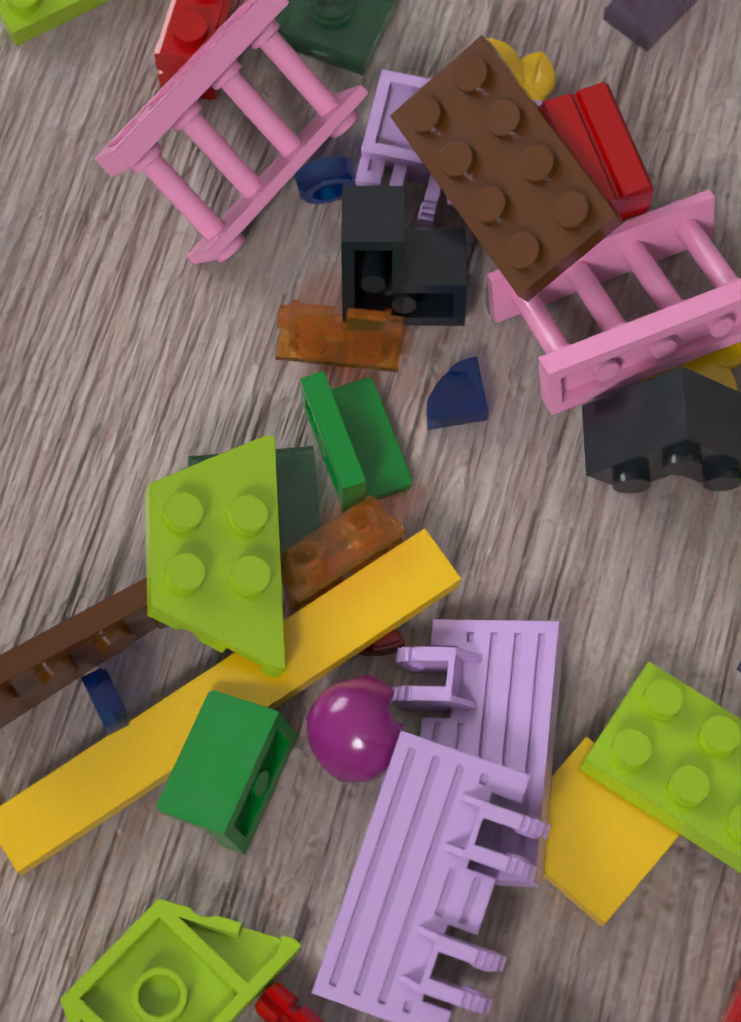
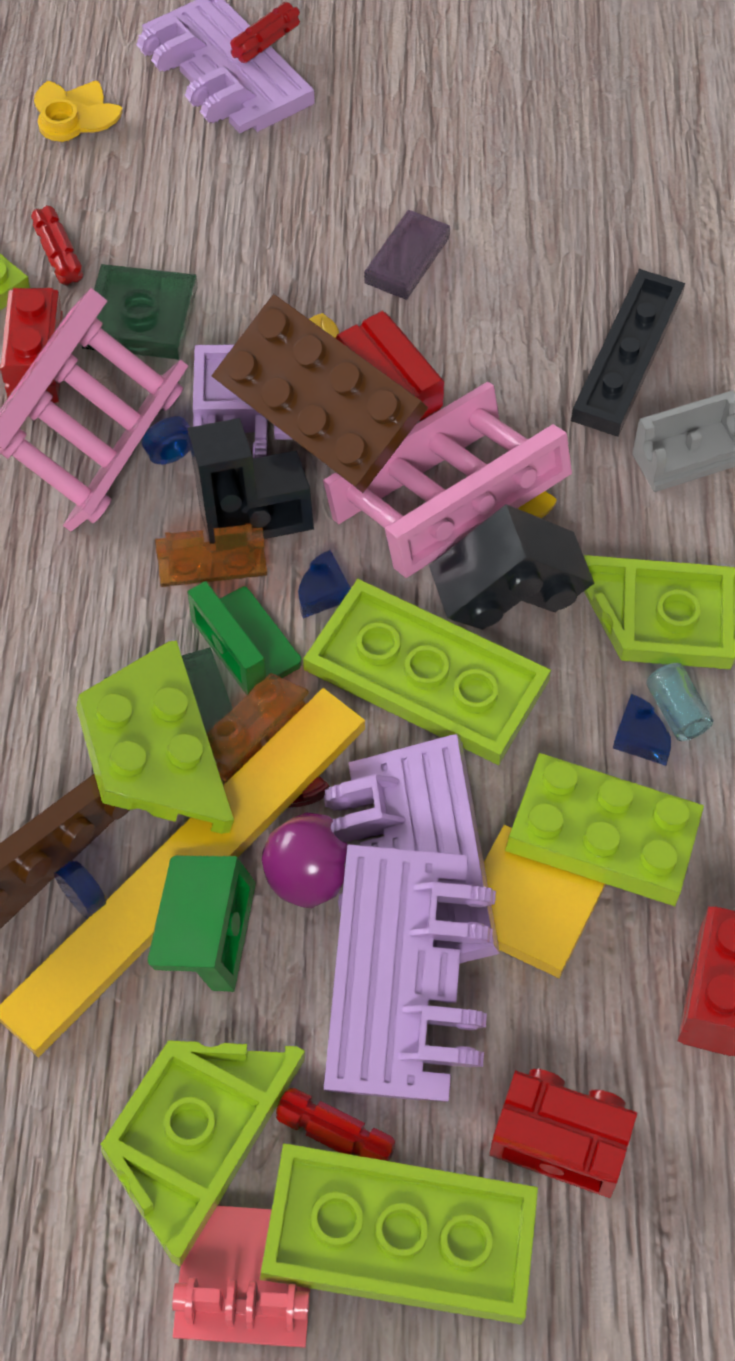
camera: 15 degrees left, 10 degrees down
(549, 531) = (427, 670): none -> lime plate

